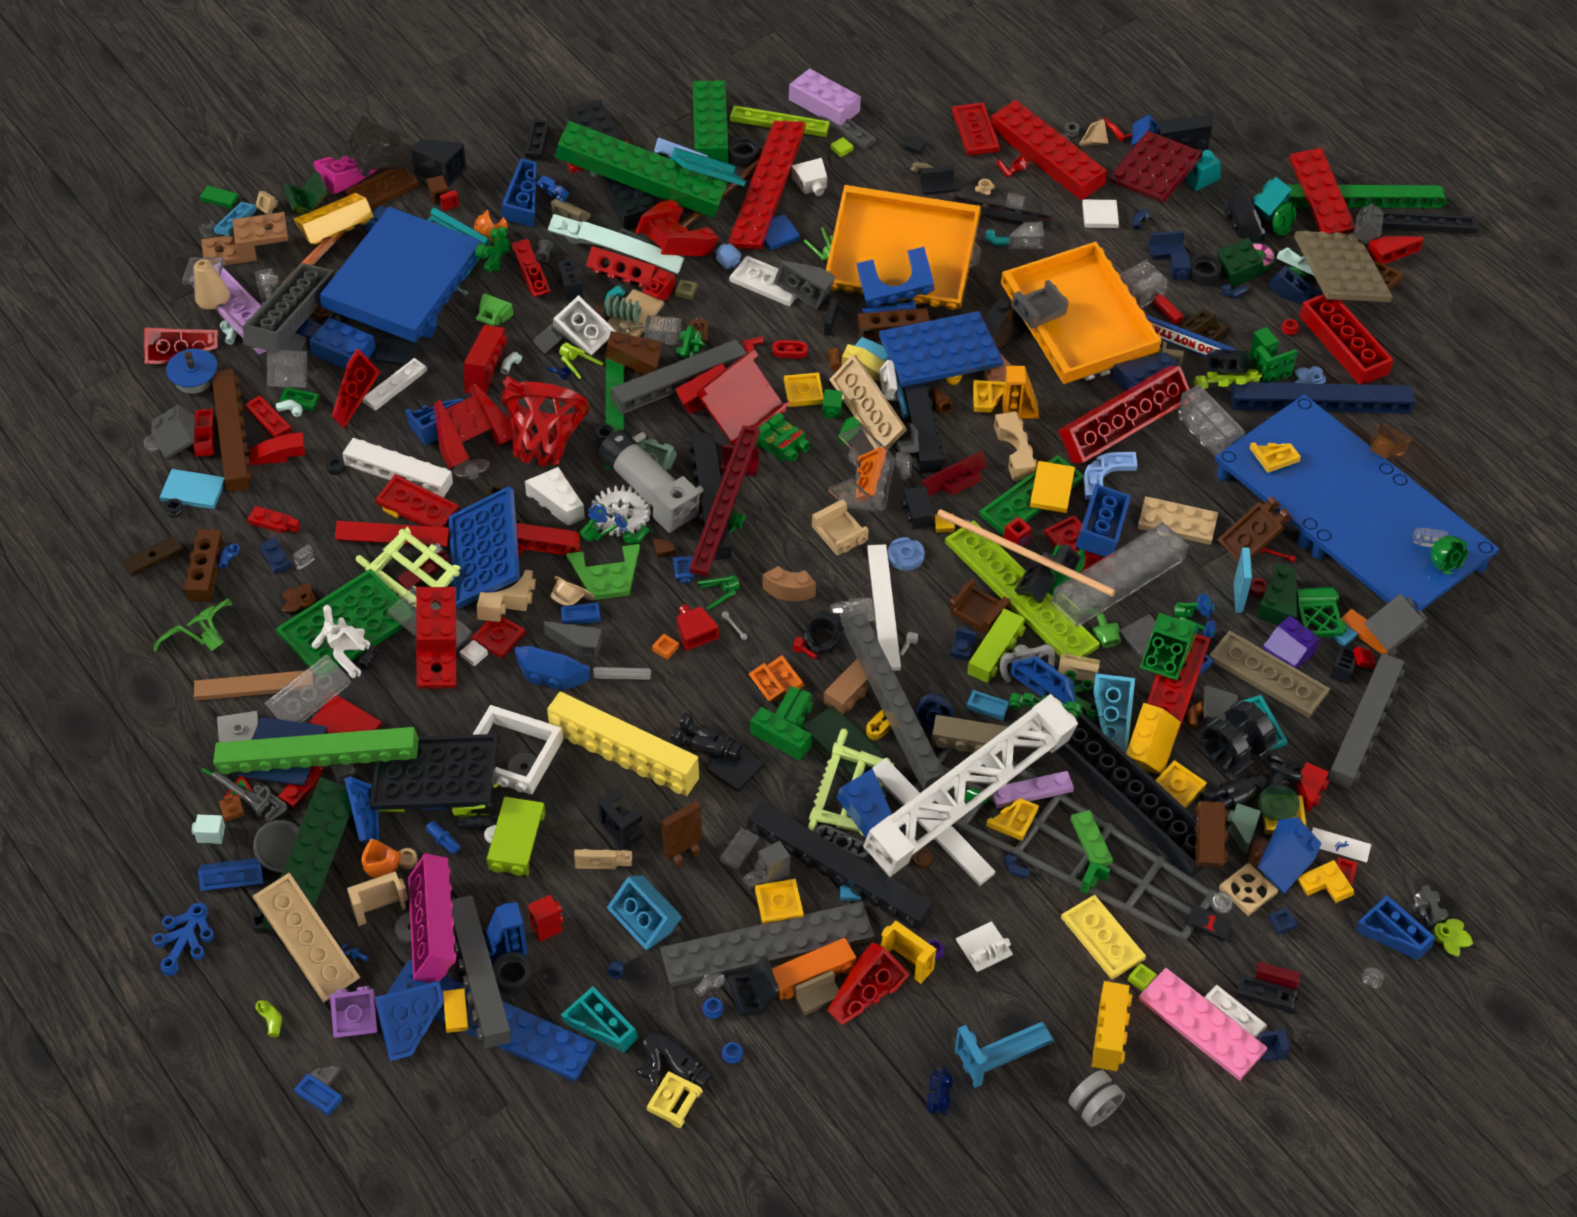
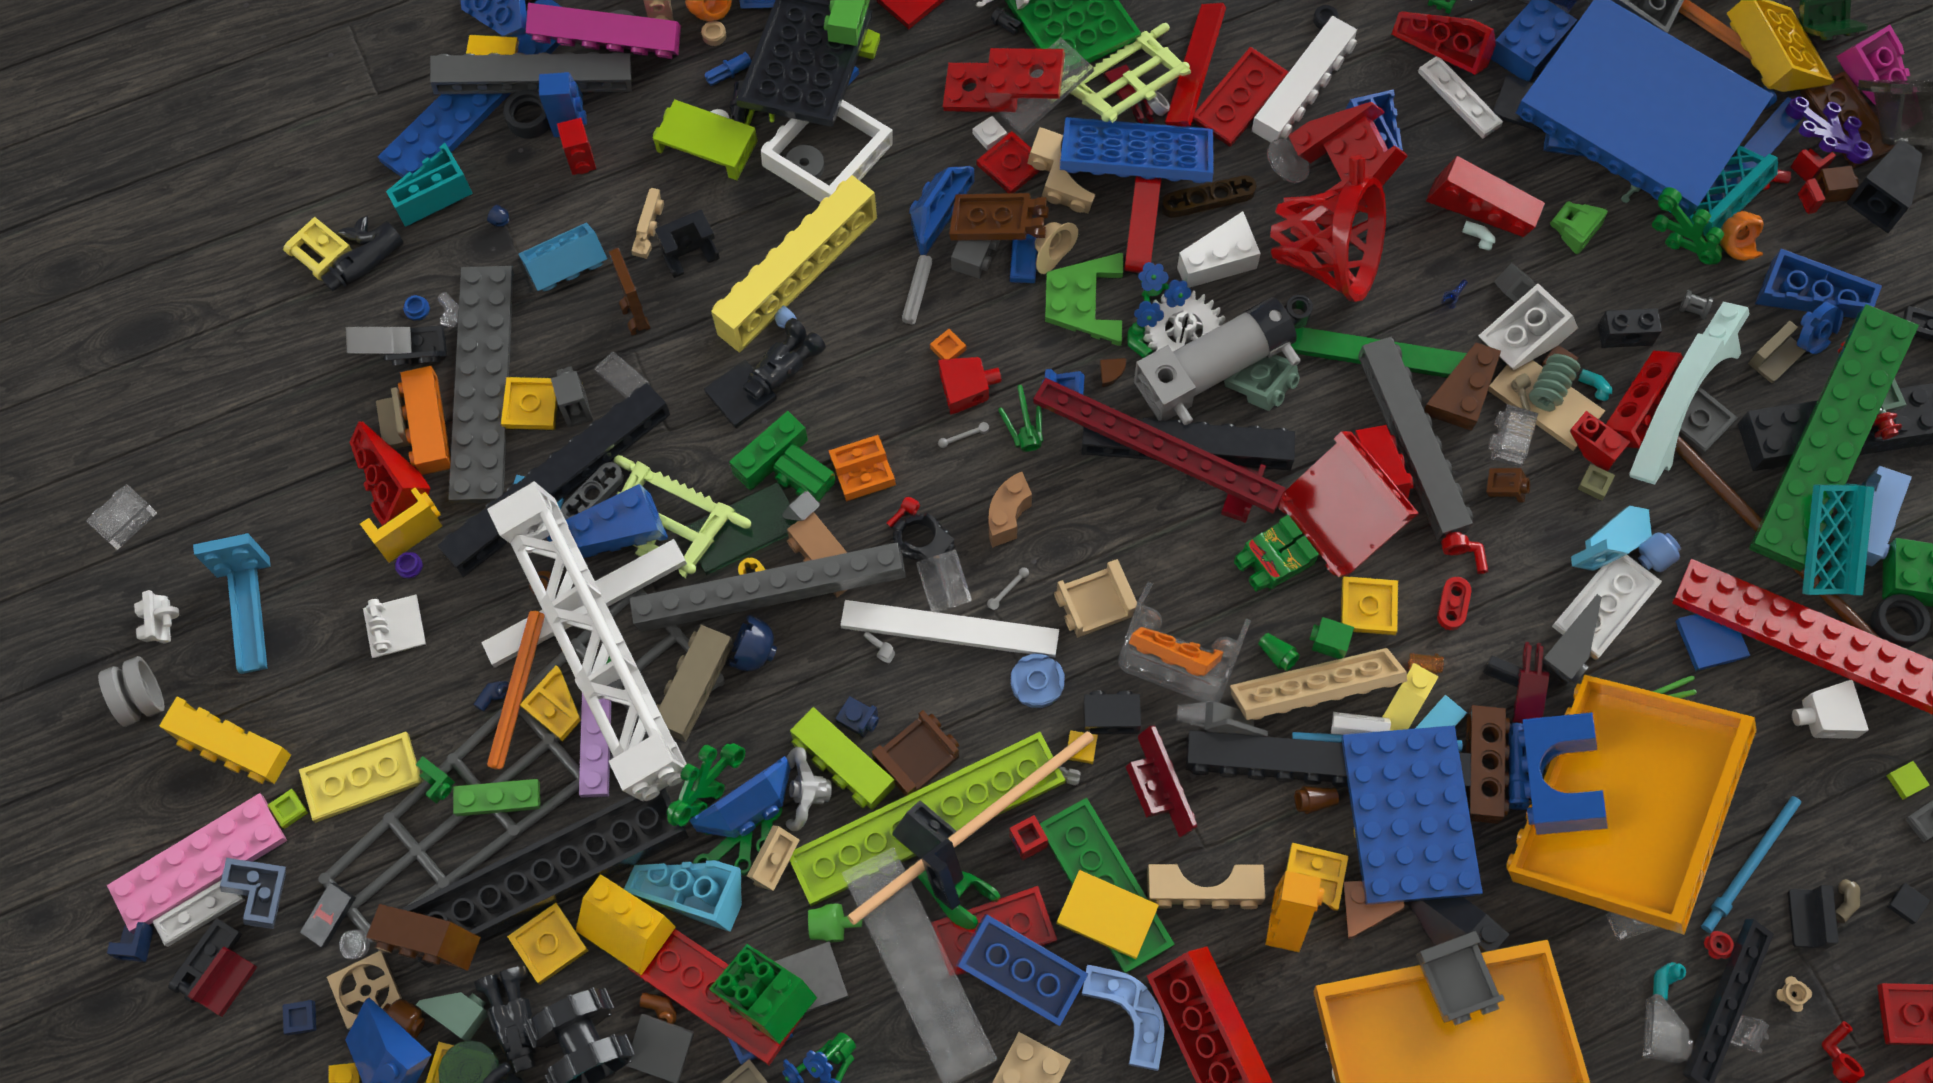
camera: 105 degrees right, 15 degrees up
(413, 178) = (1831, 132): none -> dark purple plant
(424, 202) = (1809, 164): none -> red panel
(529, 268) = (1658, 282): red slope -> none
(560, 621) = (998, 217): none -> reddish brown tile
(570, 353) = (1484, 310): lime plant -> none
(663, 228) = (1703, 465): red wedge -> none
(691, 343) = (1475, 463): green hips -> none
(727, 274) = (1615, 539): none -> medium azure piece
(732, 1053) = (353, 316): blue plate -> none
(736, 521) = (1138, 467): green plant -> none
(755, 1015) = (378, 340): none -> light grey beam
(823, 701) = (801, 507): none -> slope
(830, 573) = (994, 603): none -> light grey hinge
(837, 301) = (1531, 687): none -> dark red arm
(940, 1082) = (213, 523): clear blue hinge -> none
(955, 1164) = (121, 516): none -> clear brick
(988, 705) = (753, 725): dark azure tile -> none
(1011, 844) = (516, 690): none -> orange axle
(1021, 1119) = (157, 617): none -> white hips
(1209, 964) = (260, 883): none -> sand blue brick

